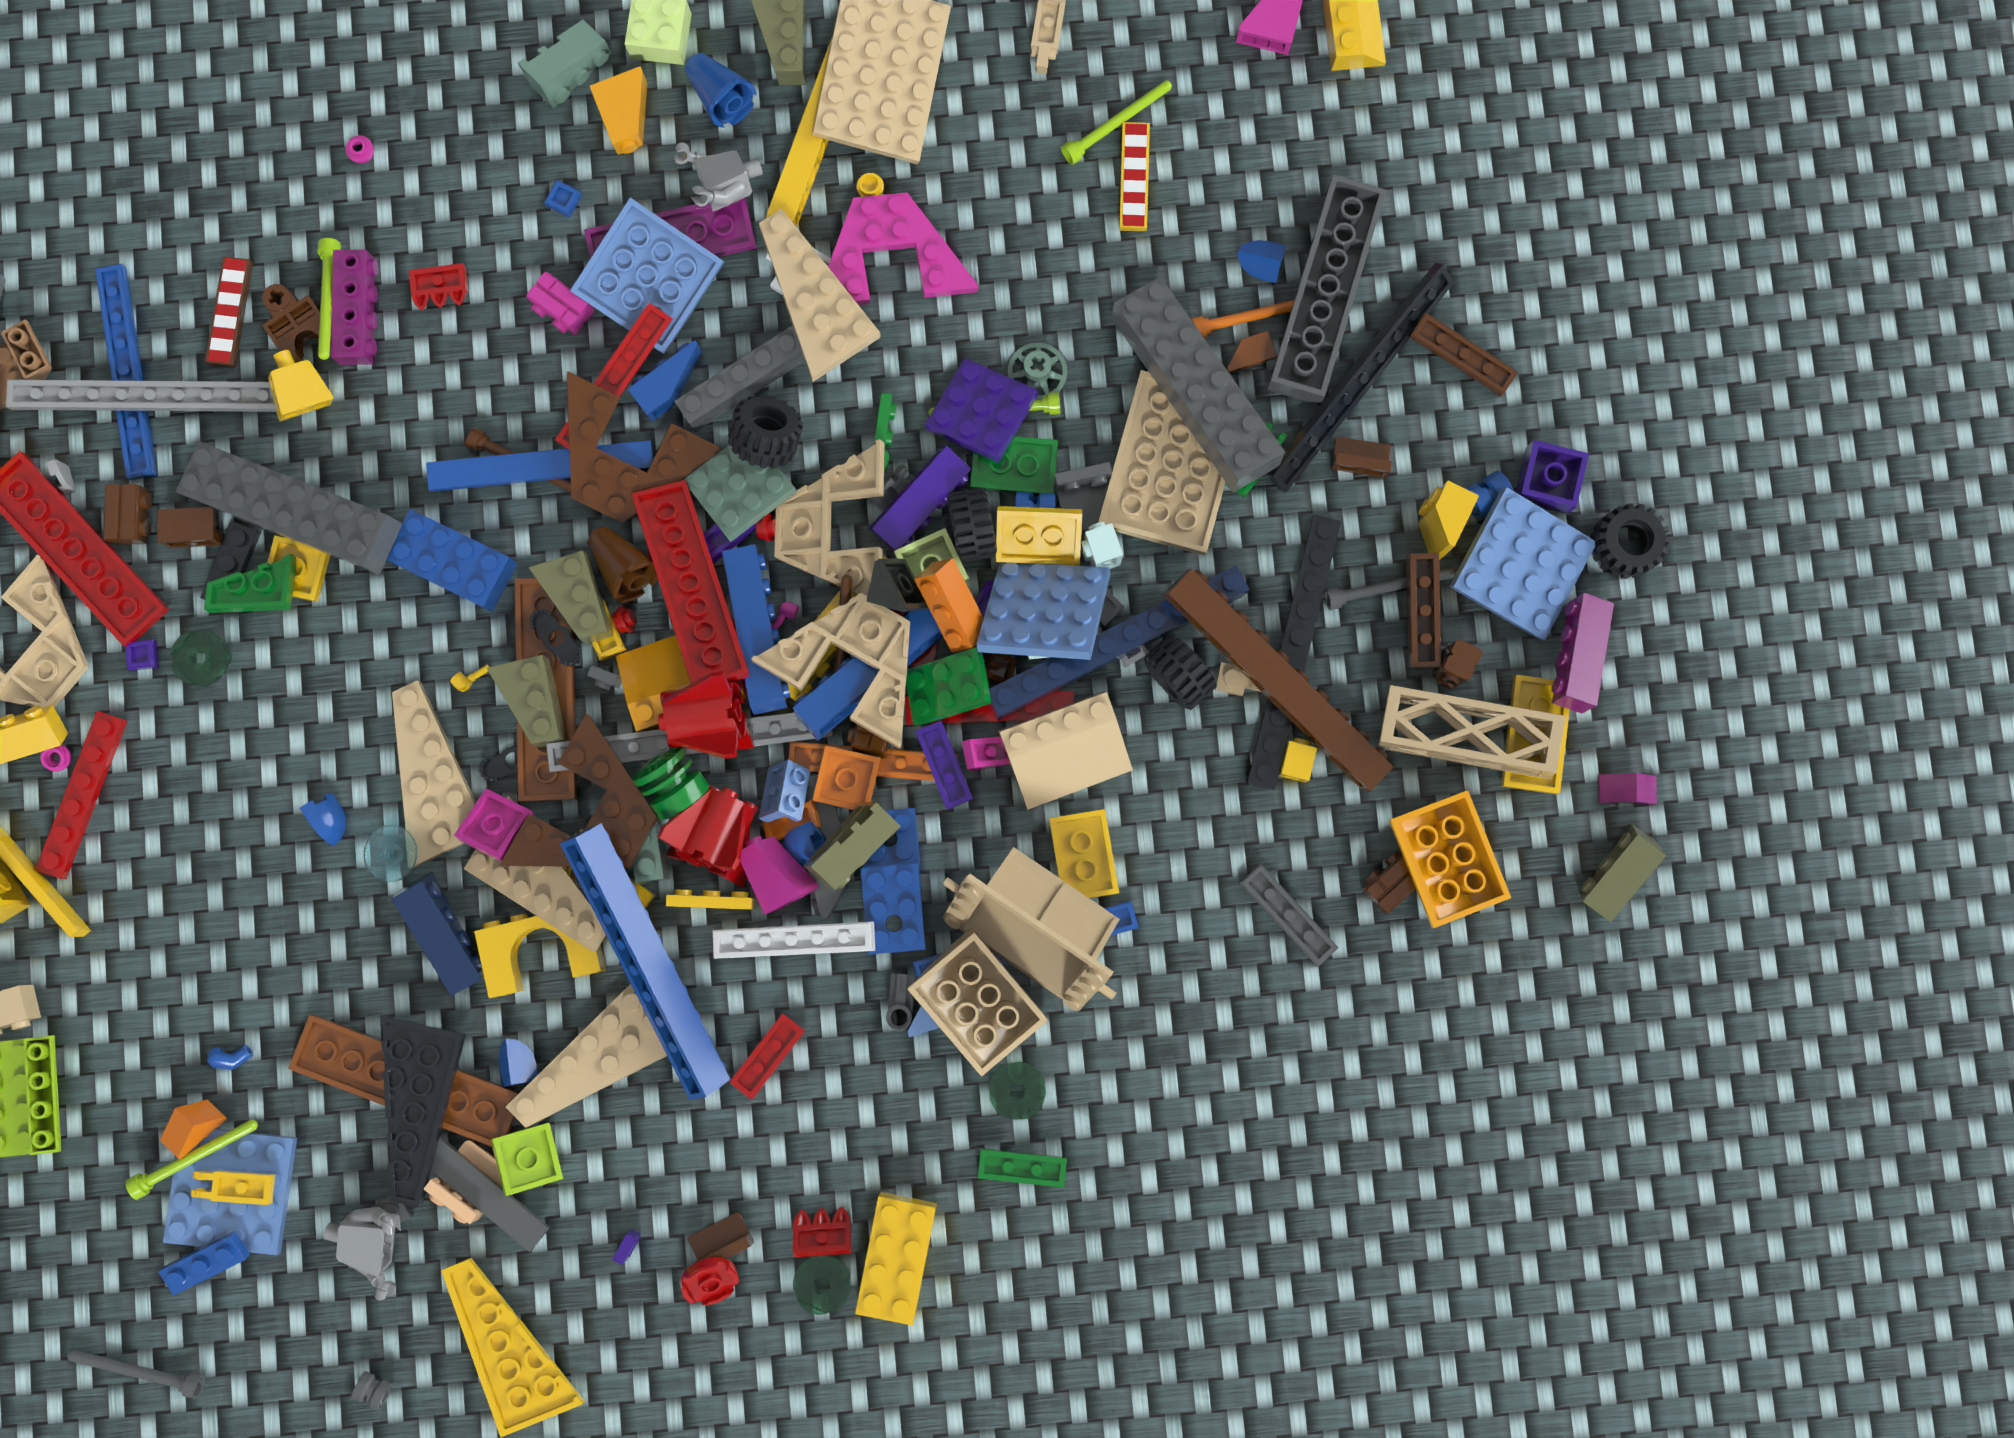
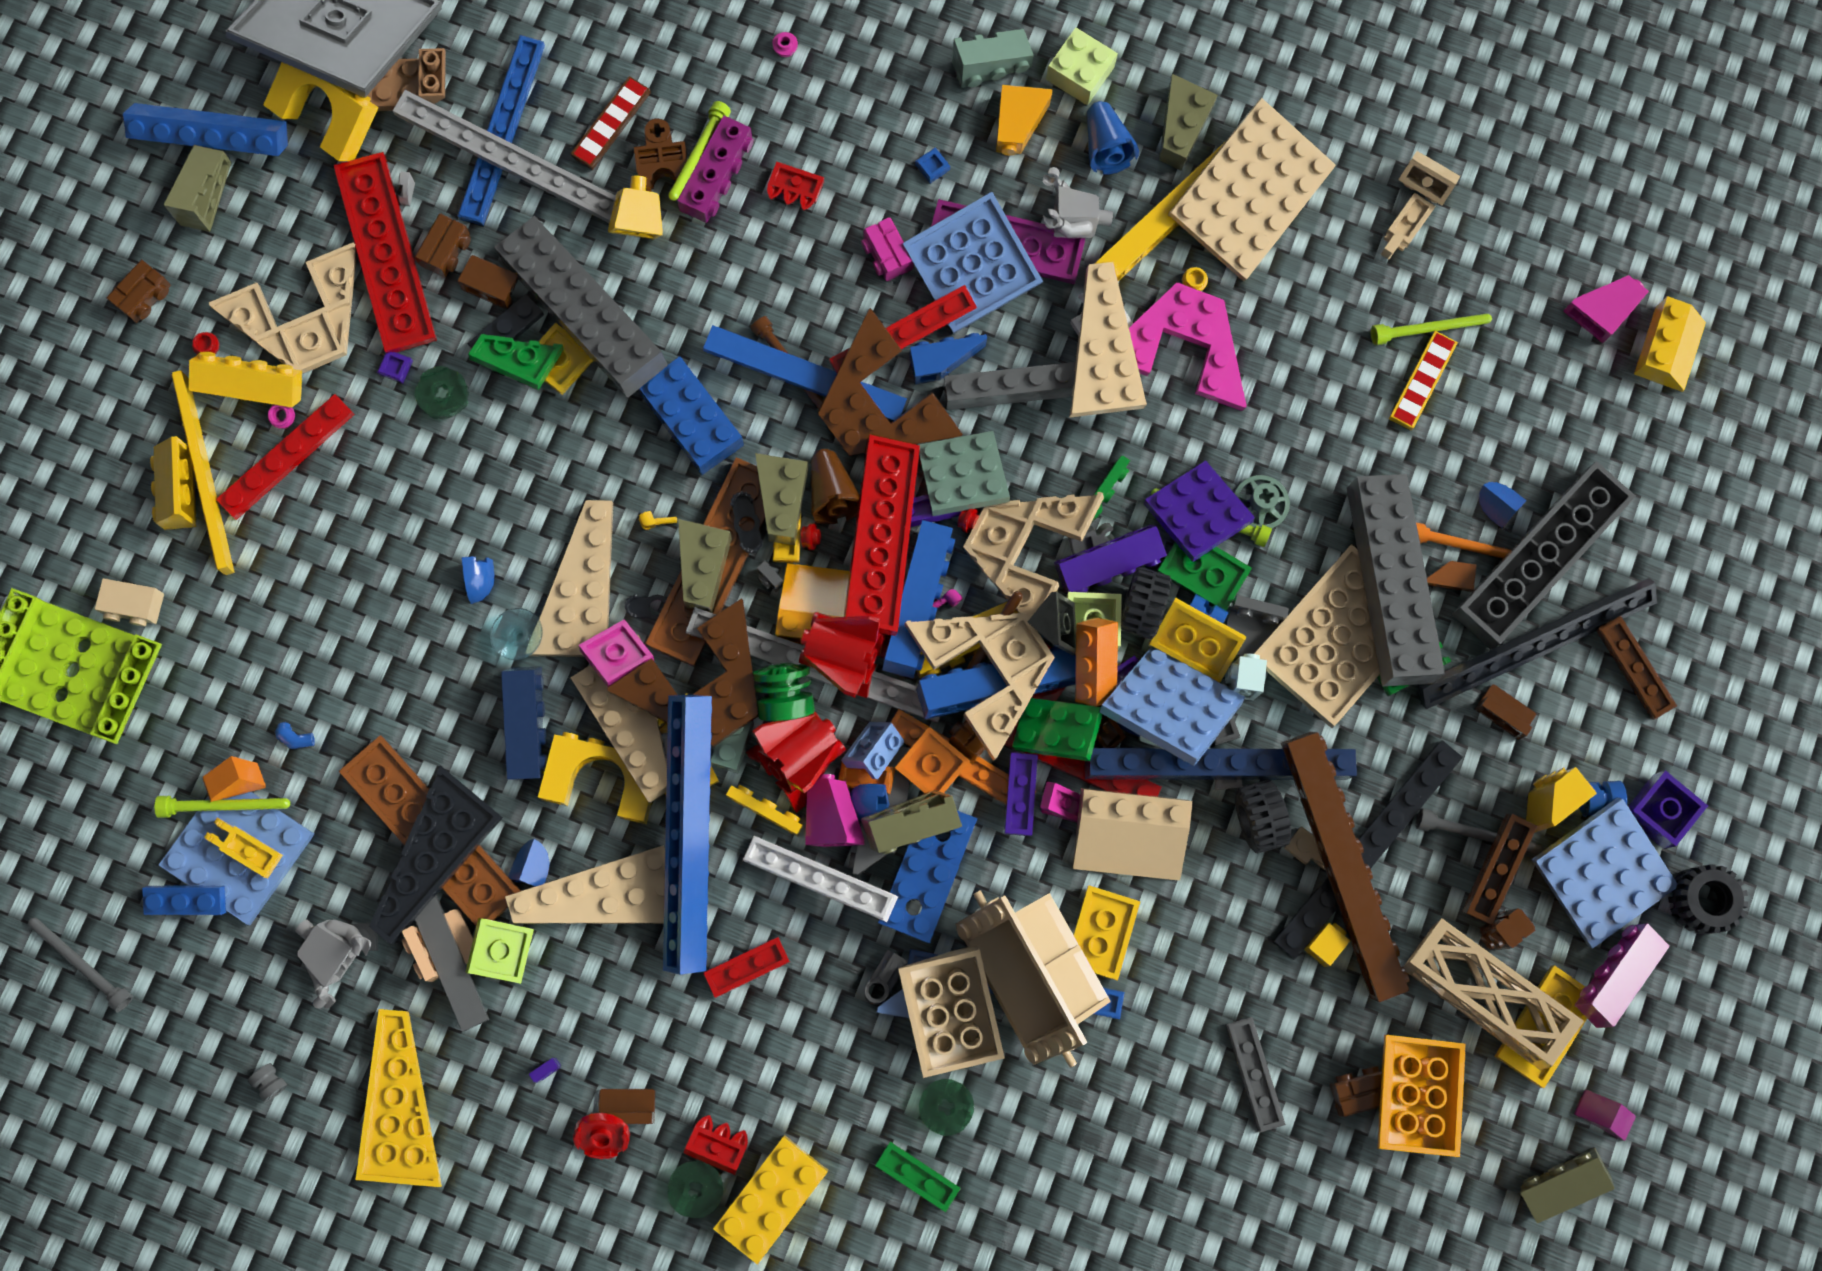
camera: 15 degrees right, 5 degrees down
(765, 431) = (1008, 438): black tyre -> none

